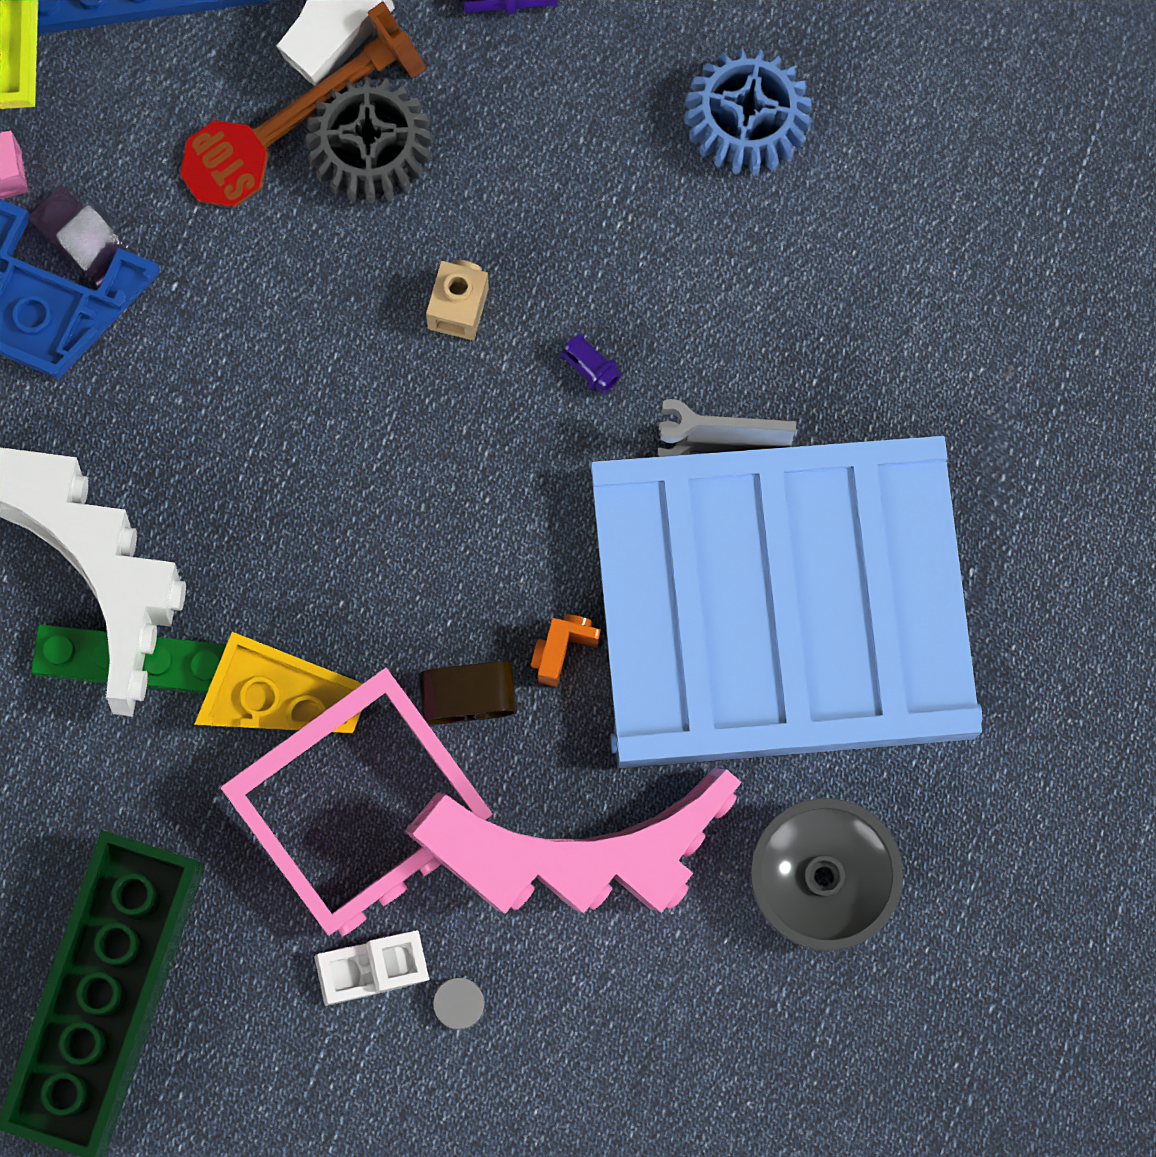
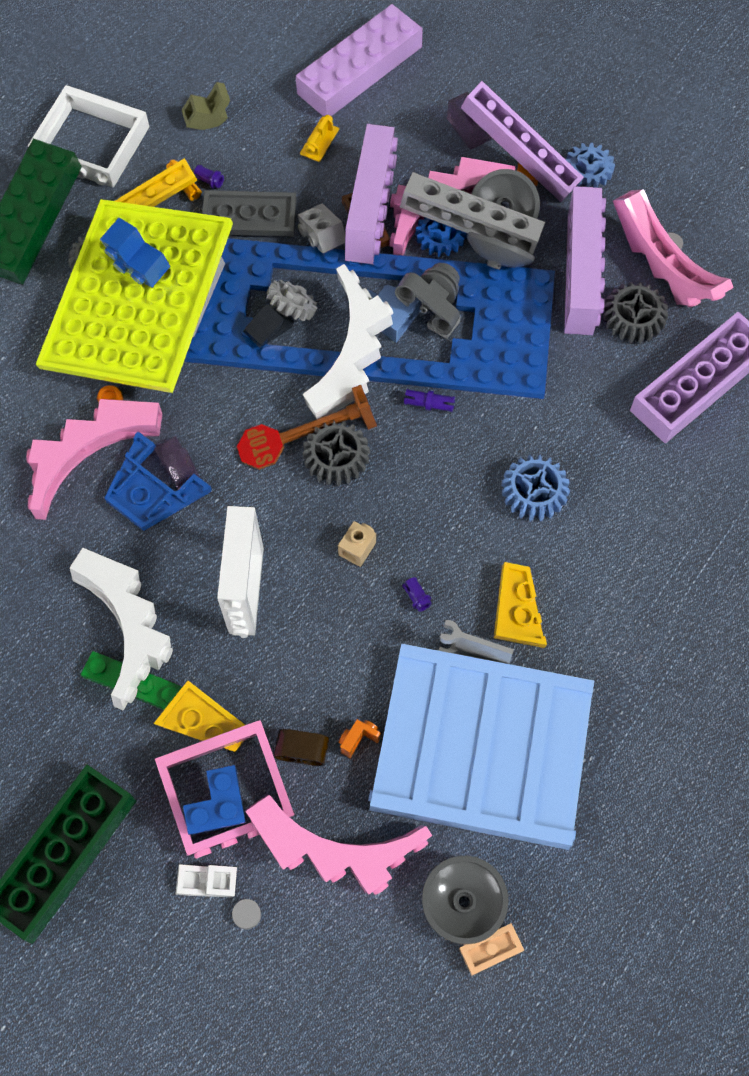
camera: 20 degrees right, 10 degrees down
(270, 409) = (240, 571): none -> white window
(371, 839) = (223, 809): none -> blue brick
(774, 343) = (516, 608): none -> yellow wing
(894, 946) = (495, 949): none -> light nougat plate

